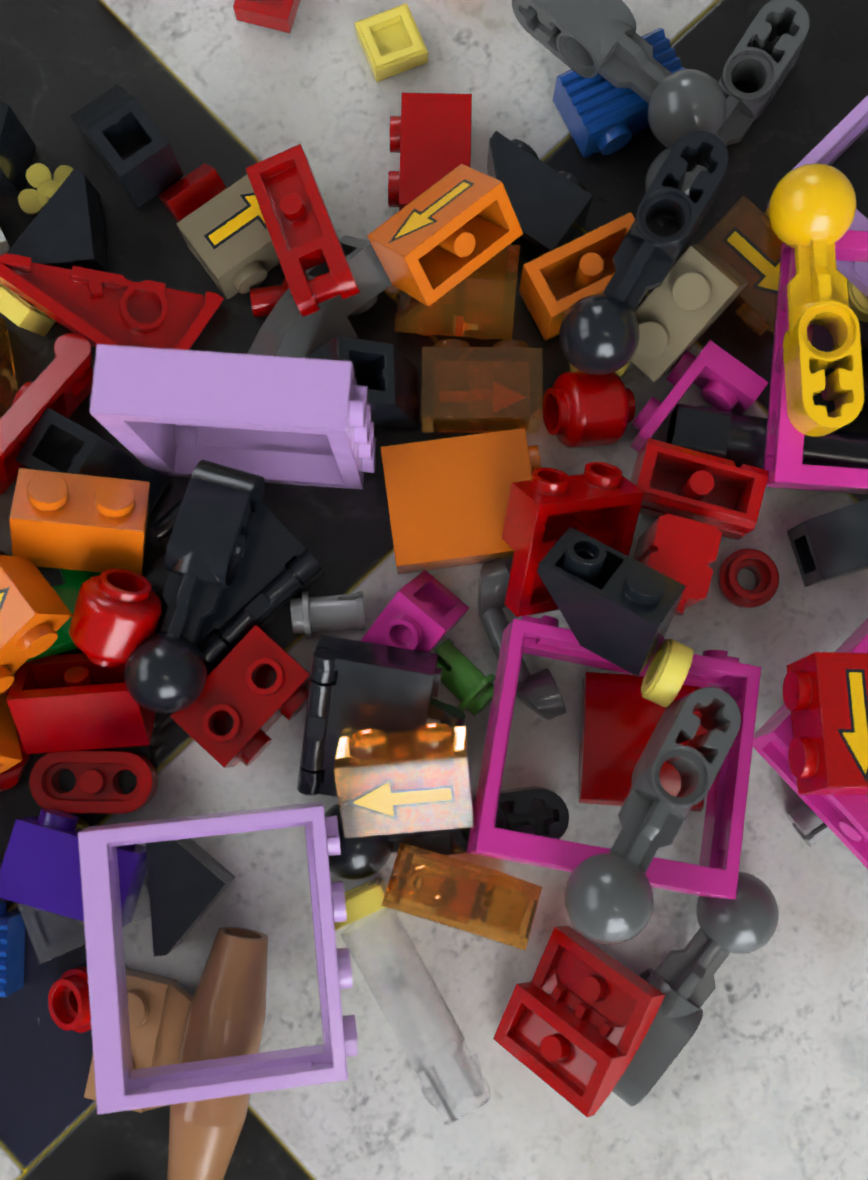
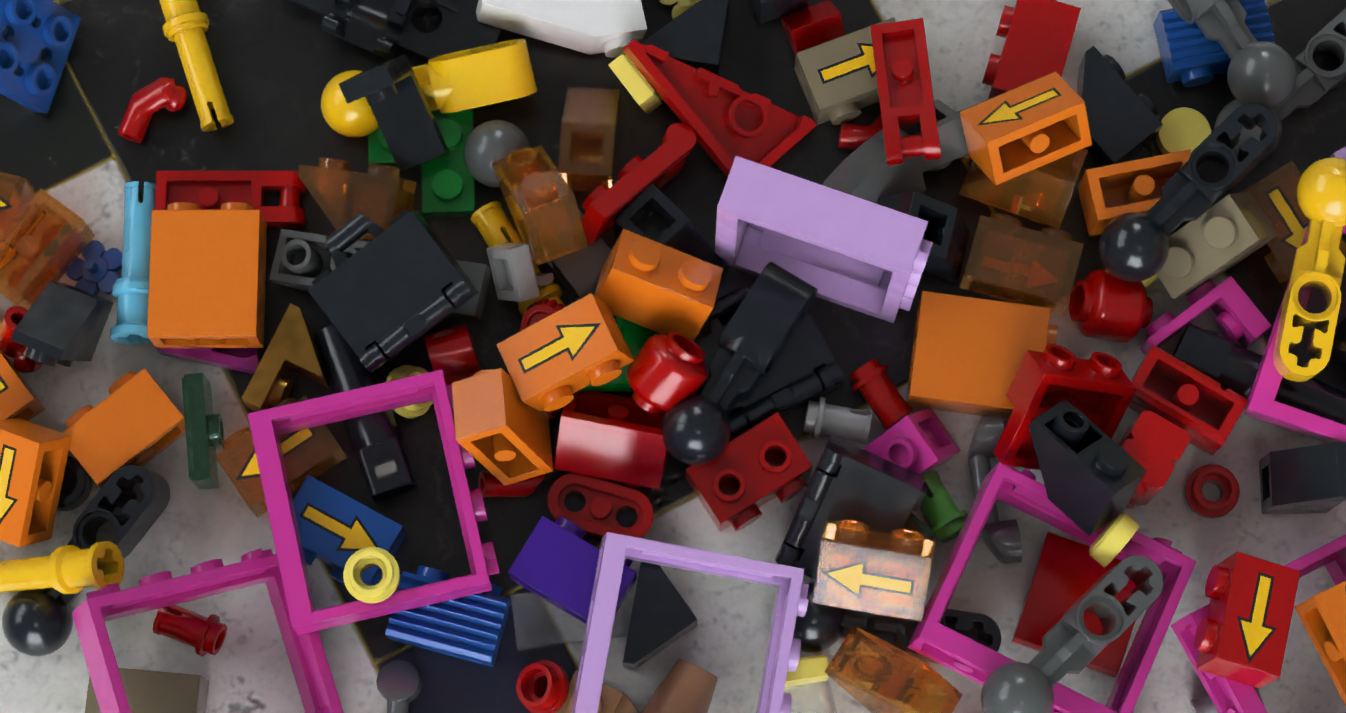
camera: 15 degrees right, 5 degrees down
(366, 569) = (880, 393): none -> red pin
(612, 199) = (1182, 130): none -> light yellow tile

